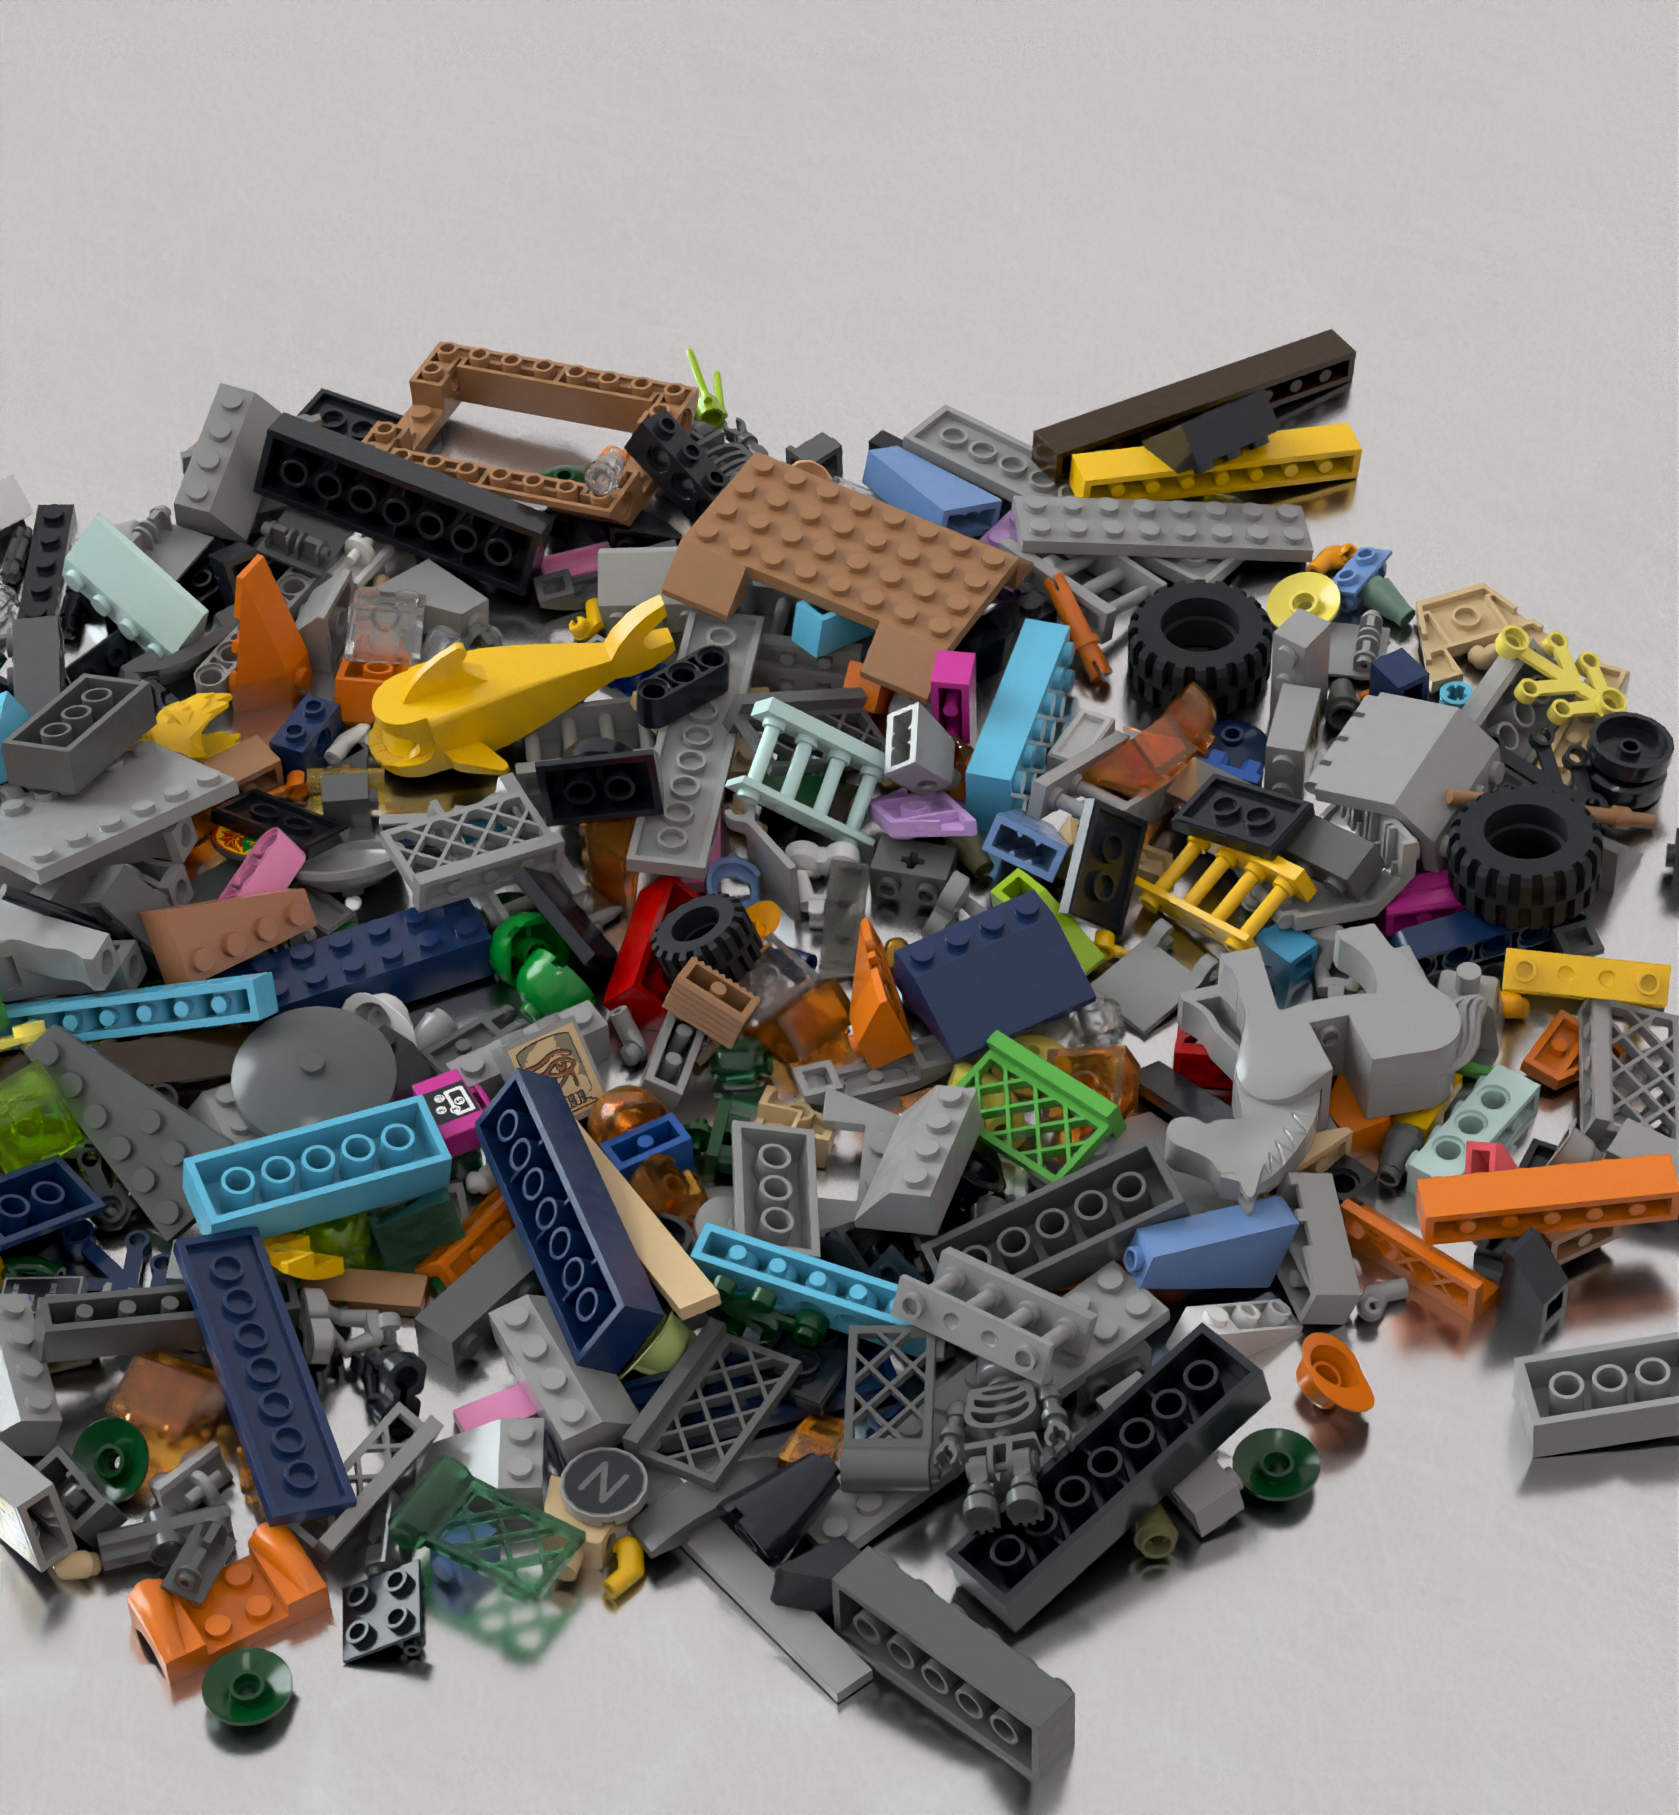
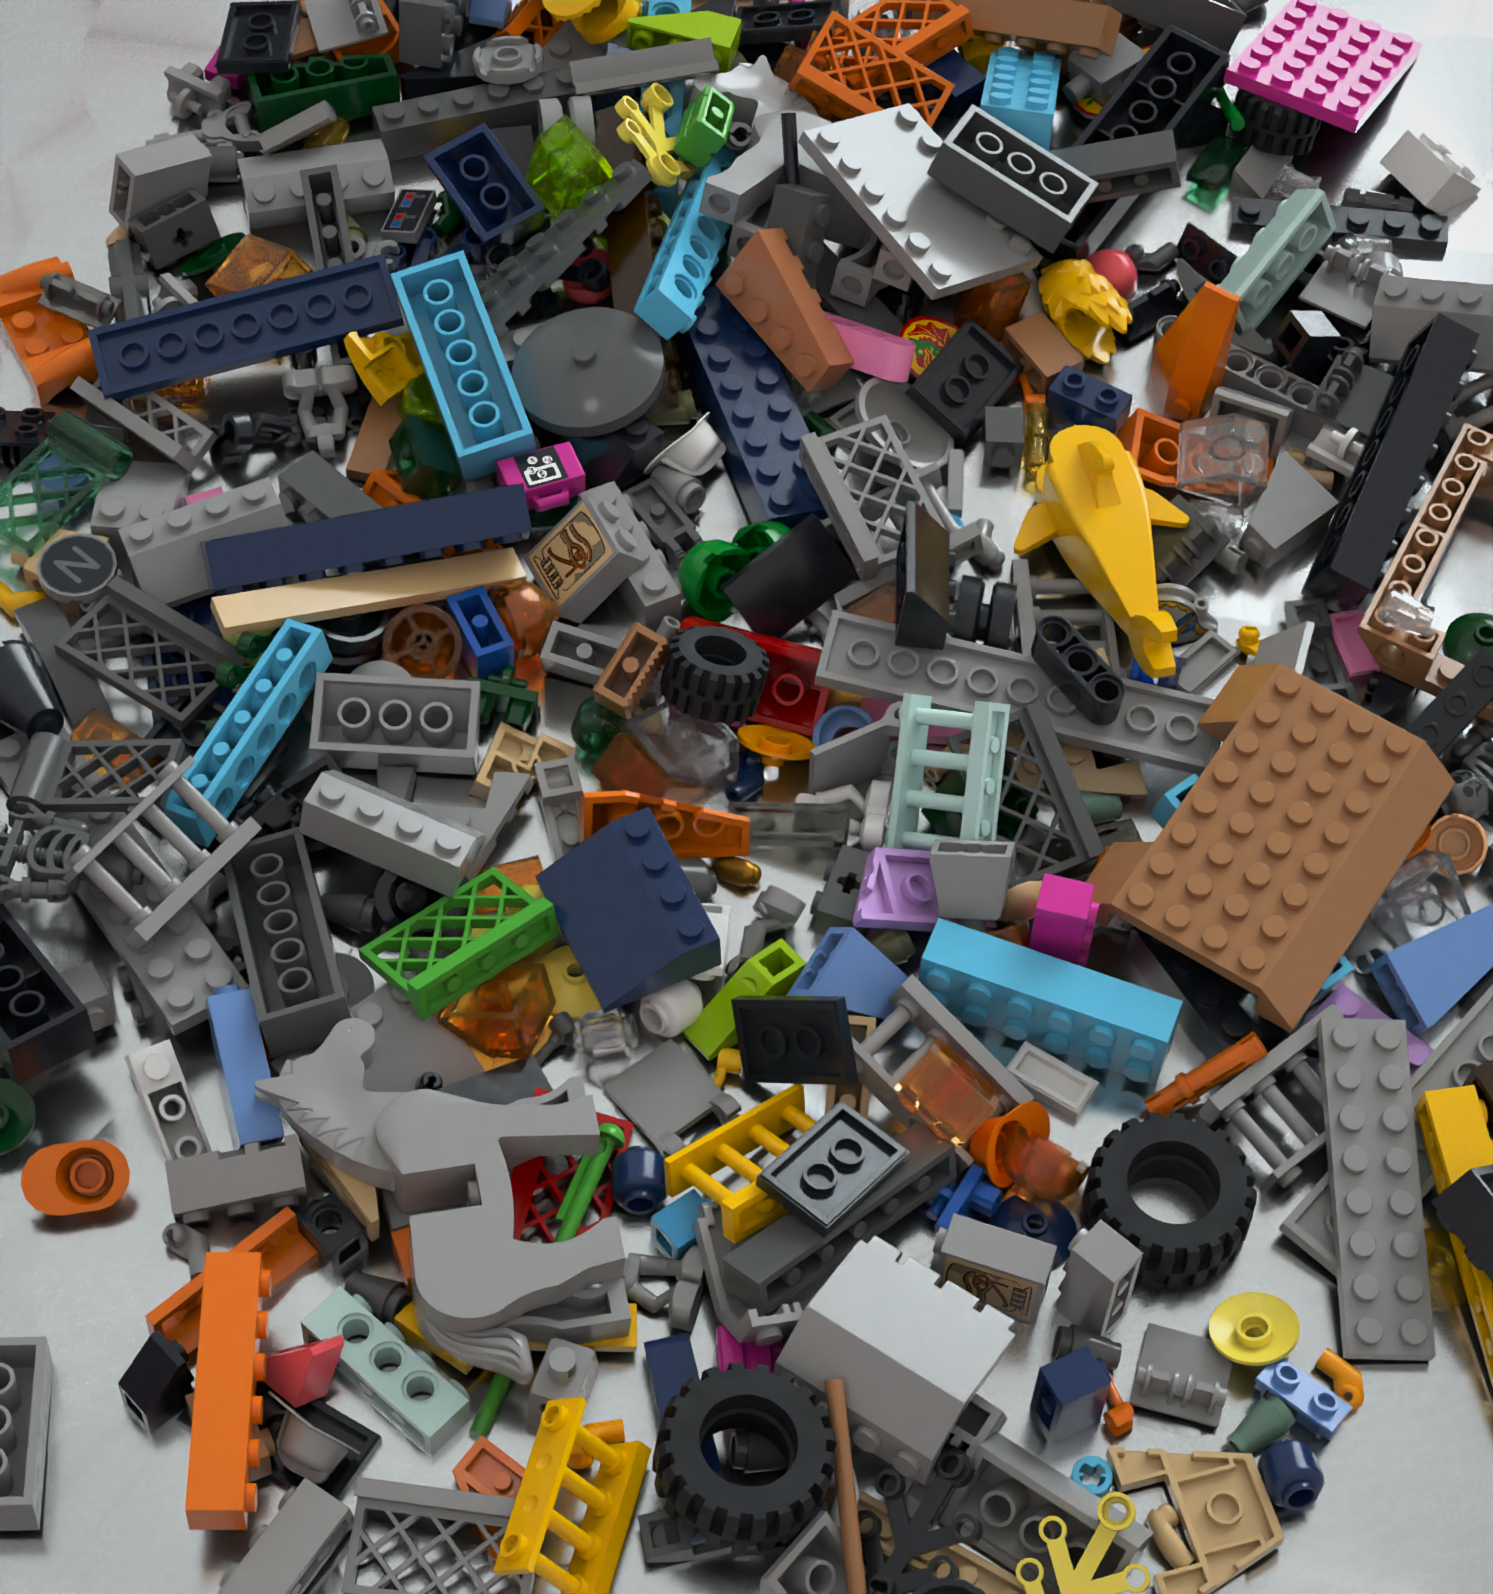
camera: 90 degrees right, 10 degrees up
(1426, 578) = (1291, 1474): none -> dark blue head

